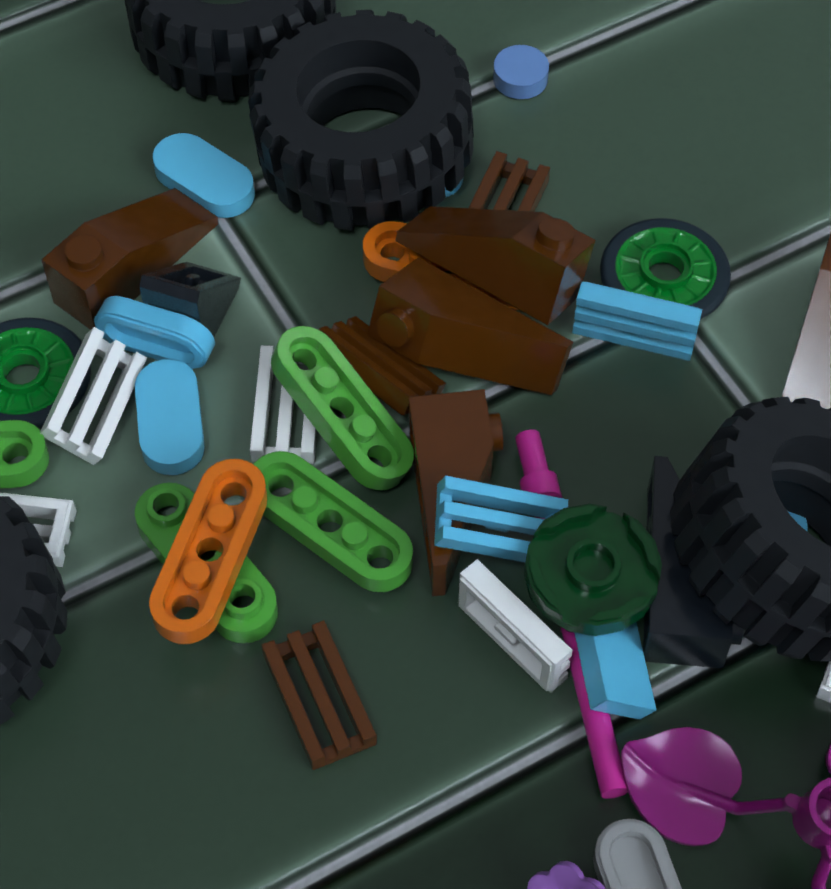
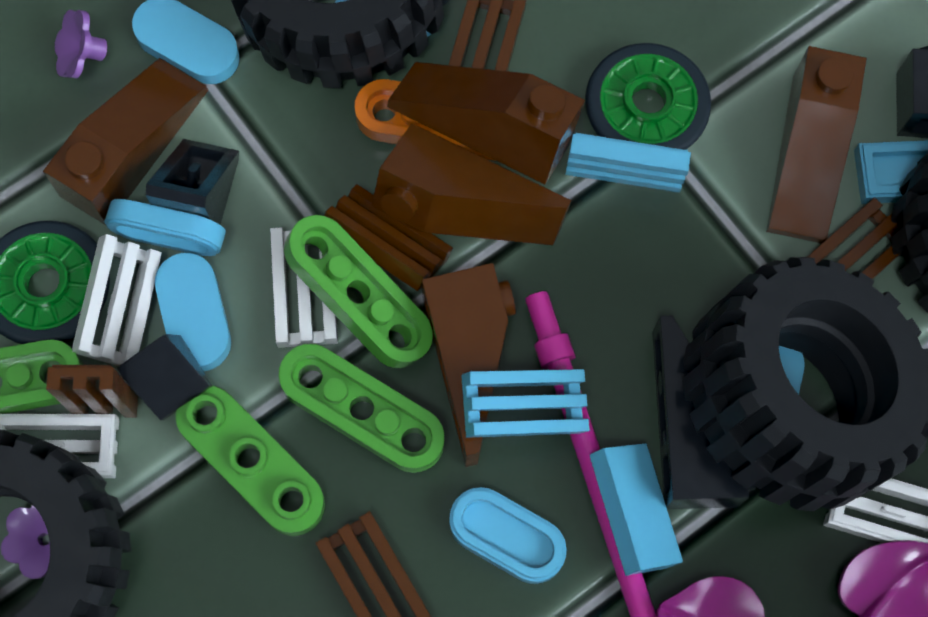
camera: 10 degrees left, 15 degrees up
(42, 461) = (79, 388): none -> reddish brown tile
(96, 165) = (76, 44): none -> medium lavender plant
(129, 463) = (165, 375): none -> black slope
(206, 527) = (248, 436): orange plate -> none
(468, 665) = (507, 535): none -> medium azure tile
(514, 626) = (545, 498): white tile -> none
(592, 570) = (615, 445): dark green tile -> none

